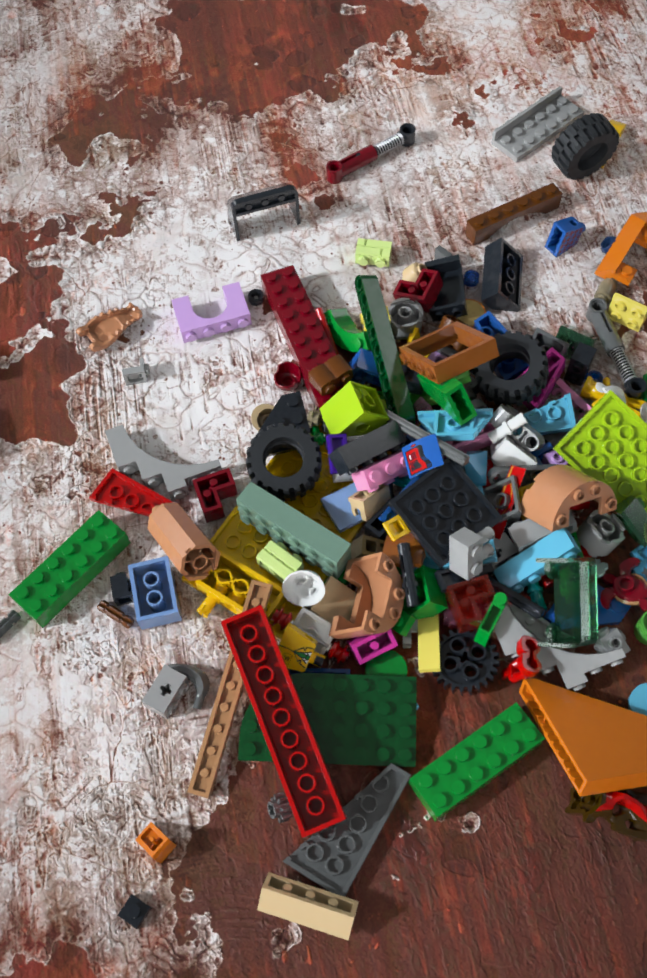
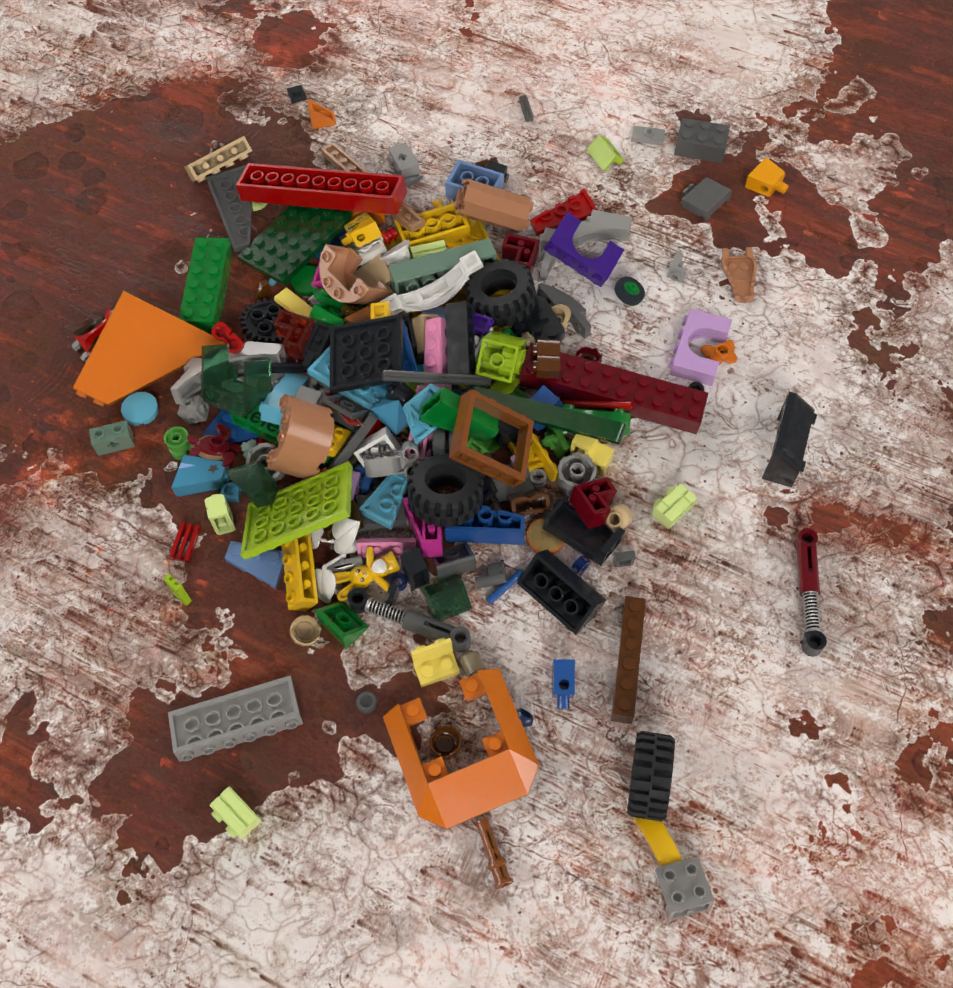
camera: 125 degrees right, 0 degrees up
(26, 512) = (604, 152): none -> lime panel
(34, 397) = (705, 197): none -> dark grey piece
(70, 568) = (536, 155): green brick -> none
(181, 458) = (562, 247): none -> dark purple arch
(190, 390) = (629, 291): none -> black wheel
(207, 301) = (721, 352): none -> orange animal
(243, 426) = (578, 312): none -> dark grey slope
(327, 512) = (437, 291): none -> white piece
(409, 580) = (338, 303): black pin -> none
(422, 455) = (417, 362): sticker -> none
(435, 701) = (263, 291): none -> reddish brown tile
(468, 552) = (319, 340): light grey brick -> none
(491, 618) = (272, 338): green piece -> none
(507, 428) = (395, 445): white pin -> none
(529, 320) = (496, 576): none -> dark grey piece
(530, 314) = (504, 587): none -> blue piece
(535, 125) = (740, 793): light grey bracket -> none
(609, 371) = (394, 593): none -> black tile
(623, 113) = (684, 888): none -> light grey bracket

